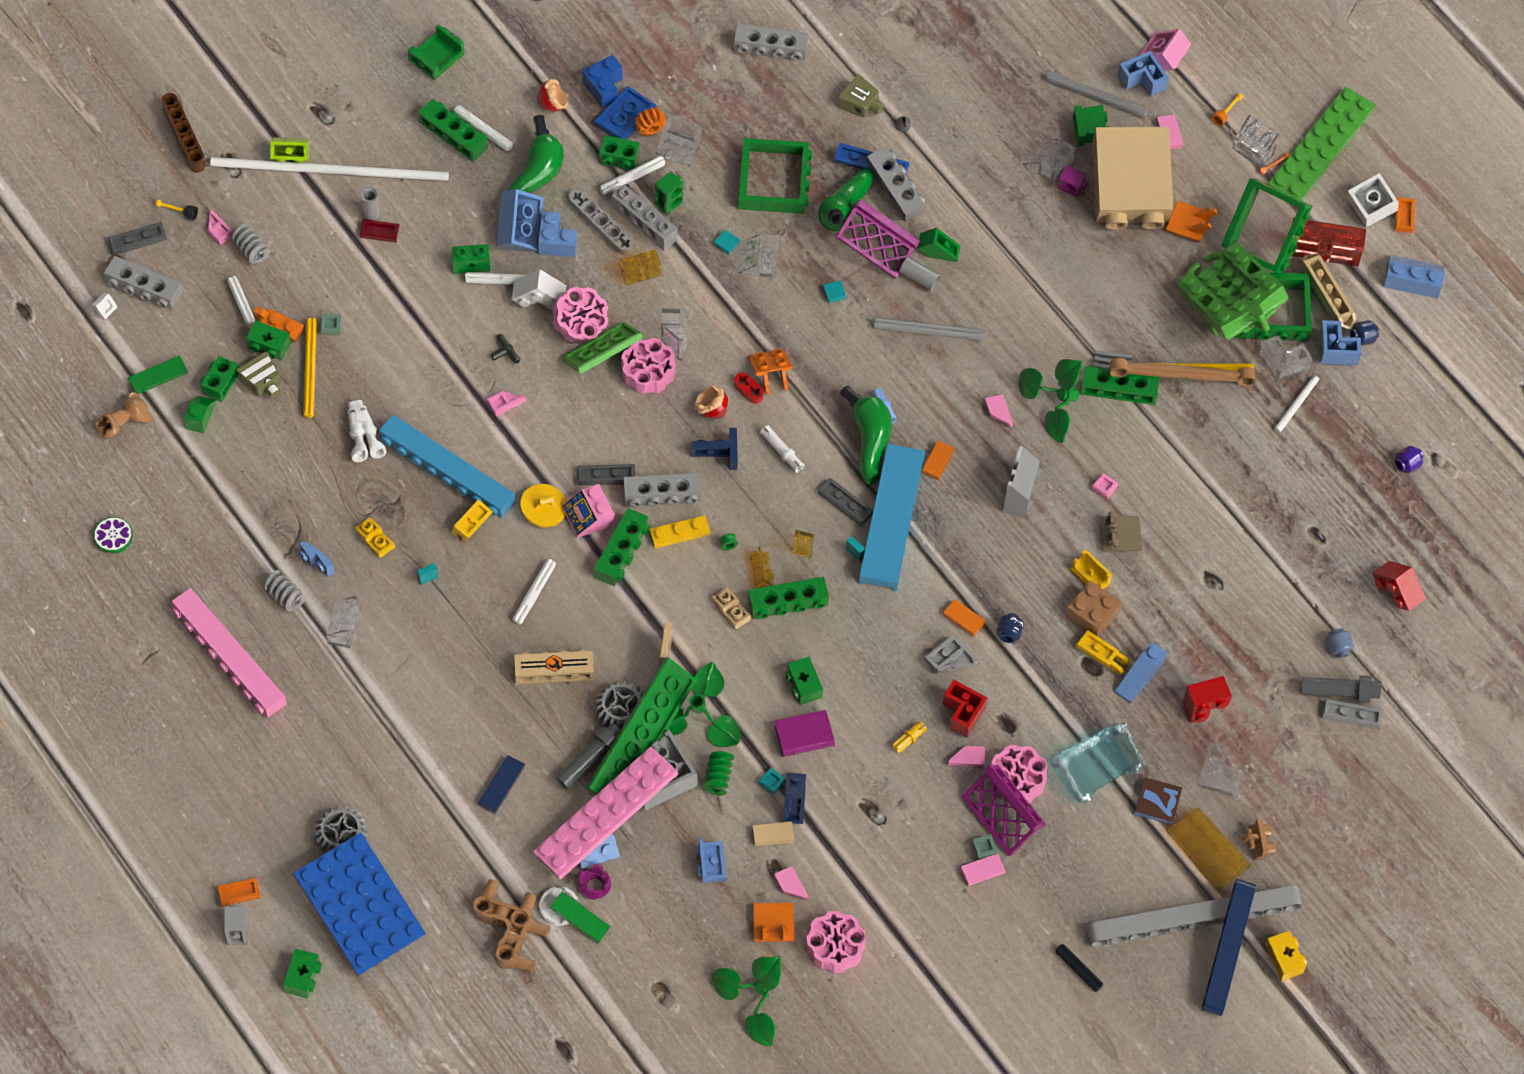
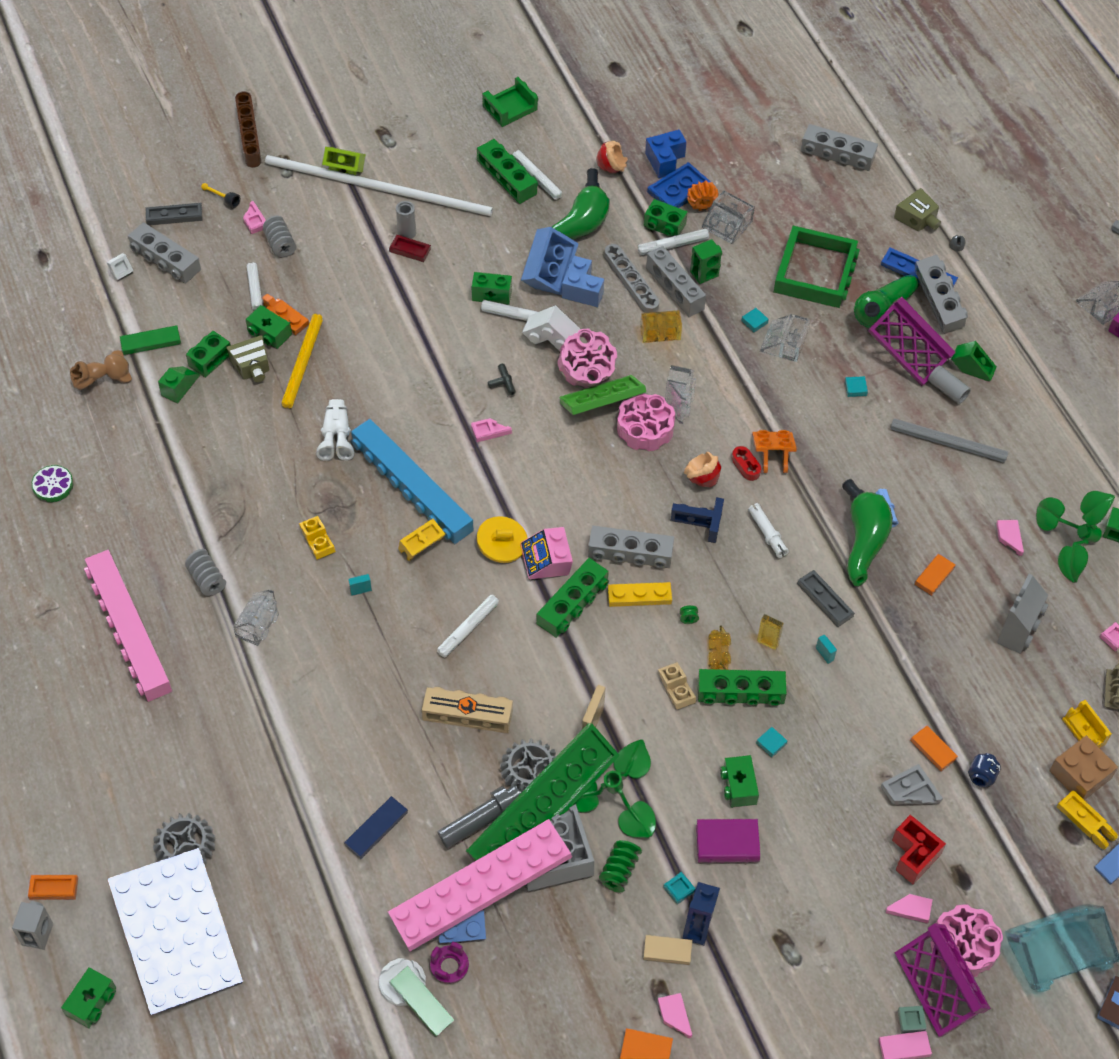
camera: 15 degrees right, 5 degrees down
(315, 556) = (249, 545): medium blue slope -> none
(331, 324) = (335, 324): sand green plate -> none
(506, 916) = (342, 1005): medium nougat pin -> none
(604, 474) = (573, 520): dark grey tile -> none
(711, 861) = (589, 967): medium blue bracket -> none
(824, 640) = (771, 742): none -> teal tile
(892, 516) = (873, 624): dark azure tile -> none
(909, 737) = (846, 870): yellow axle -> none

